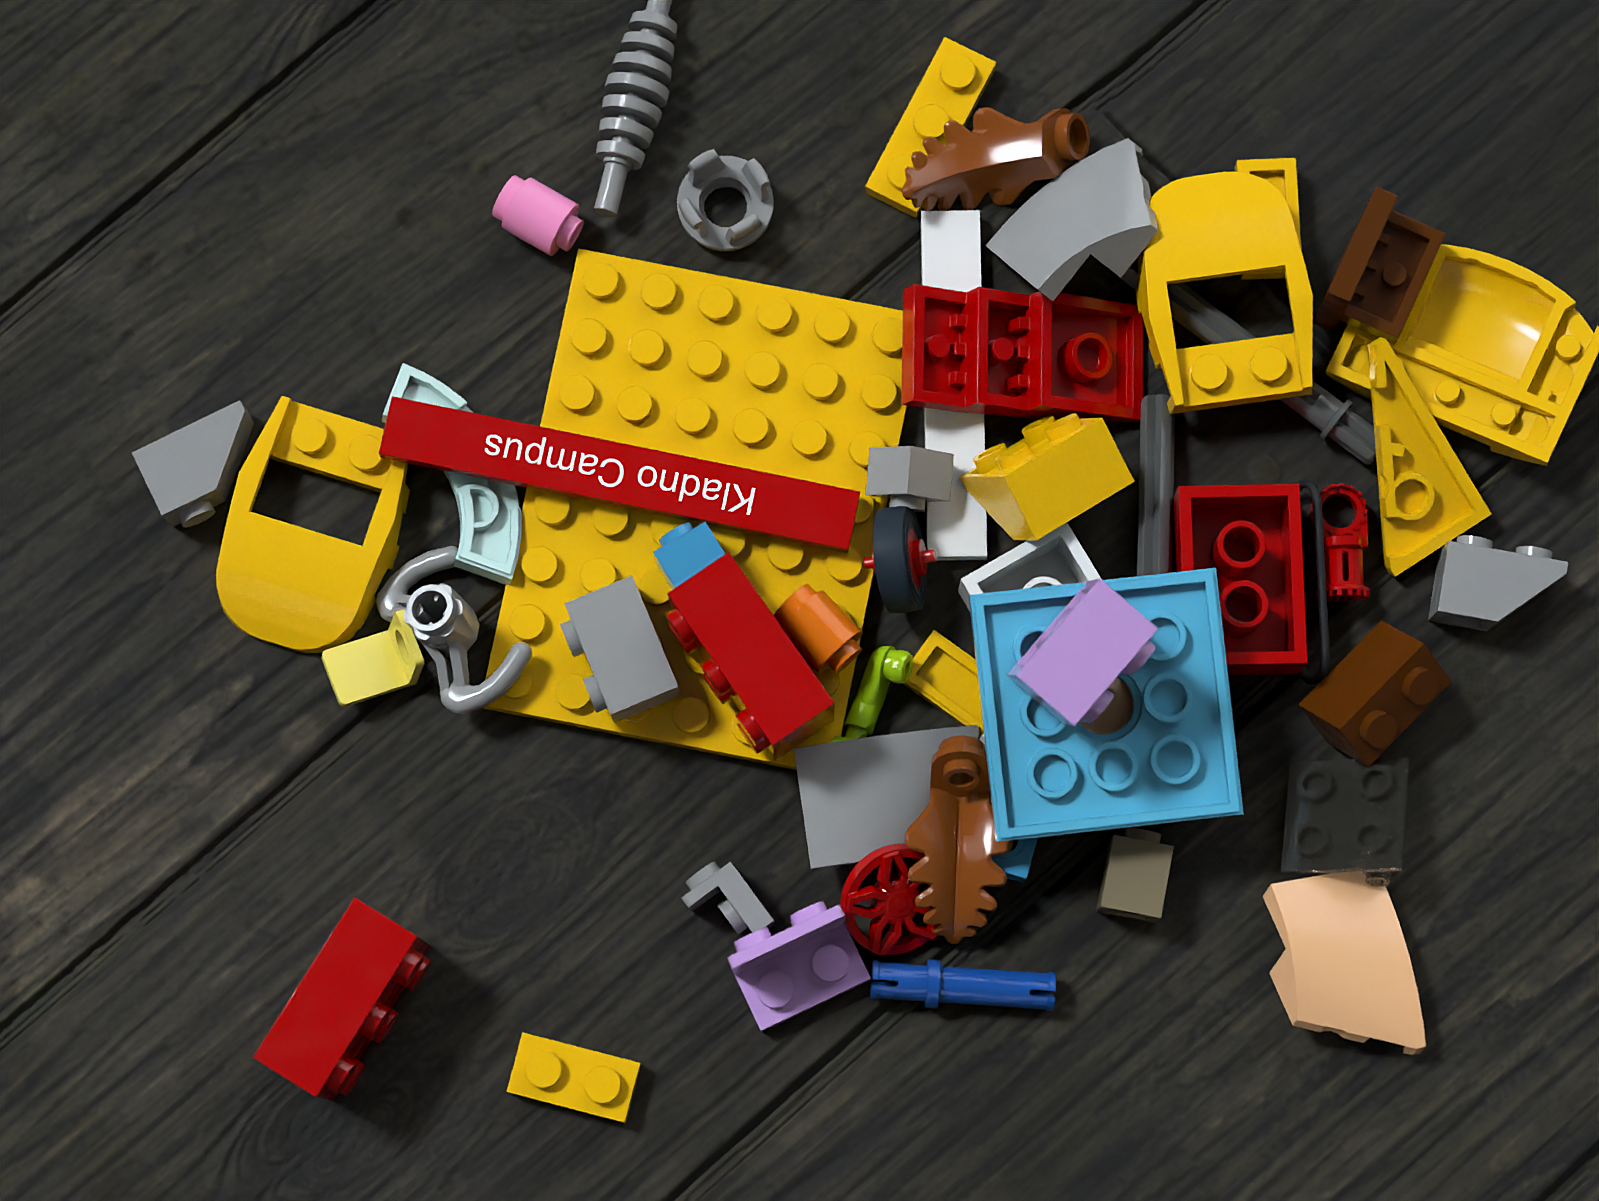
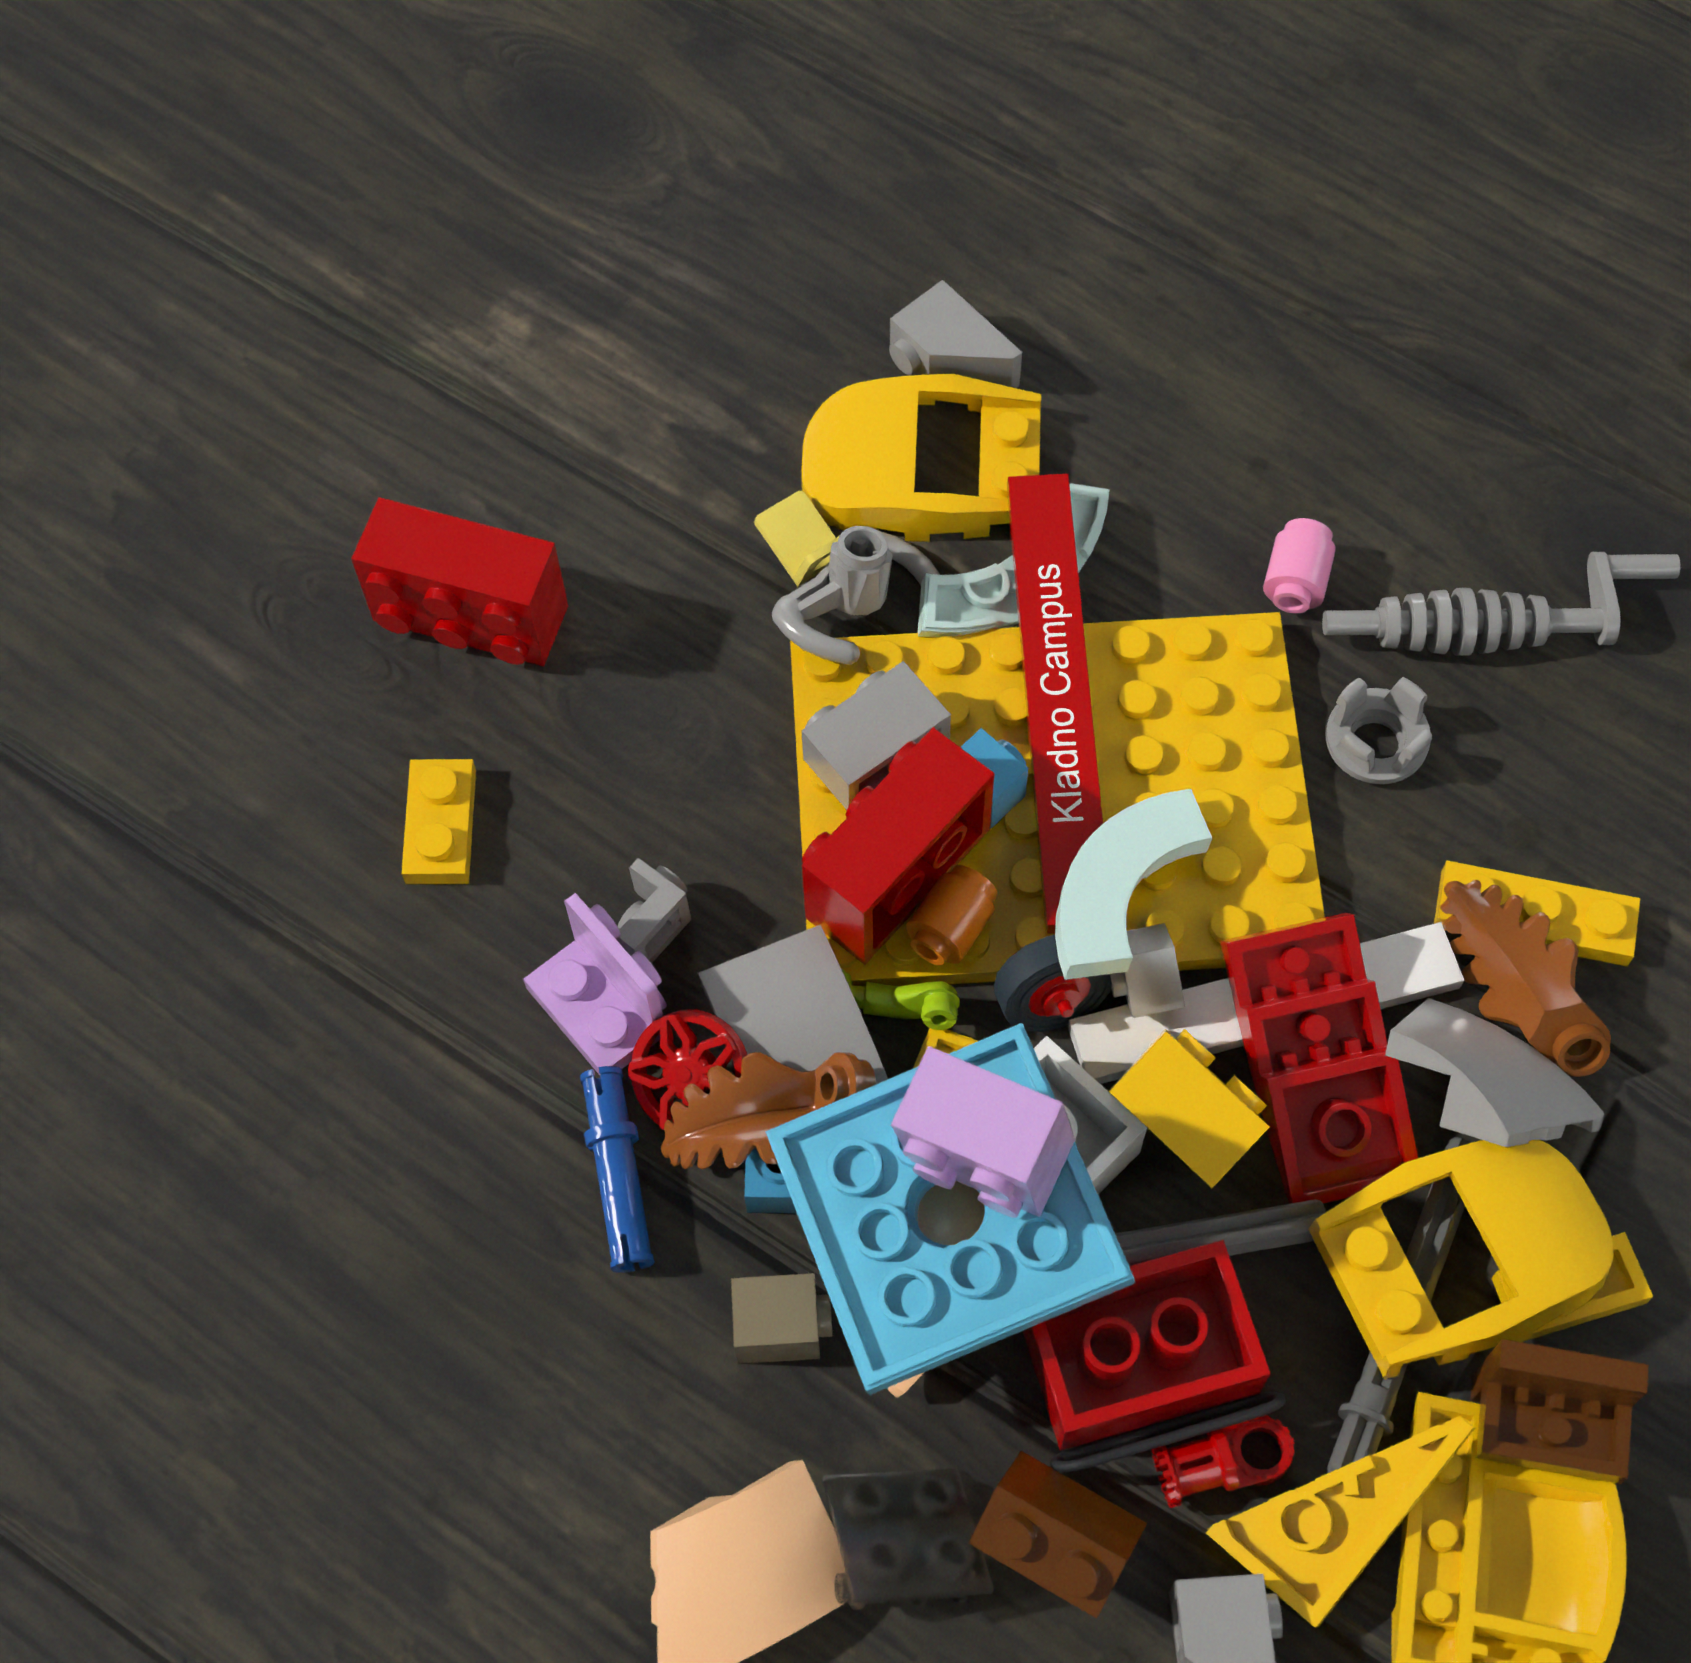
camera: 75 degrees right, 15 degrees down
(823, 481) = (1107, 870): none -> light aqua tile

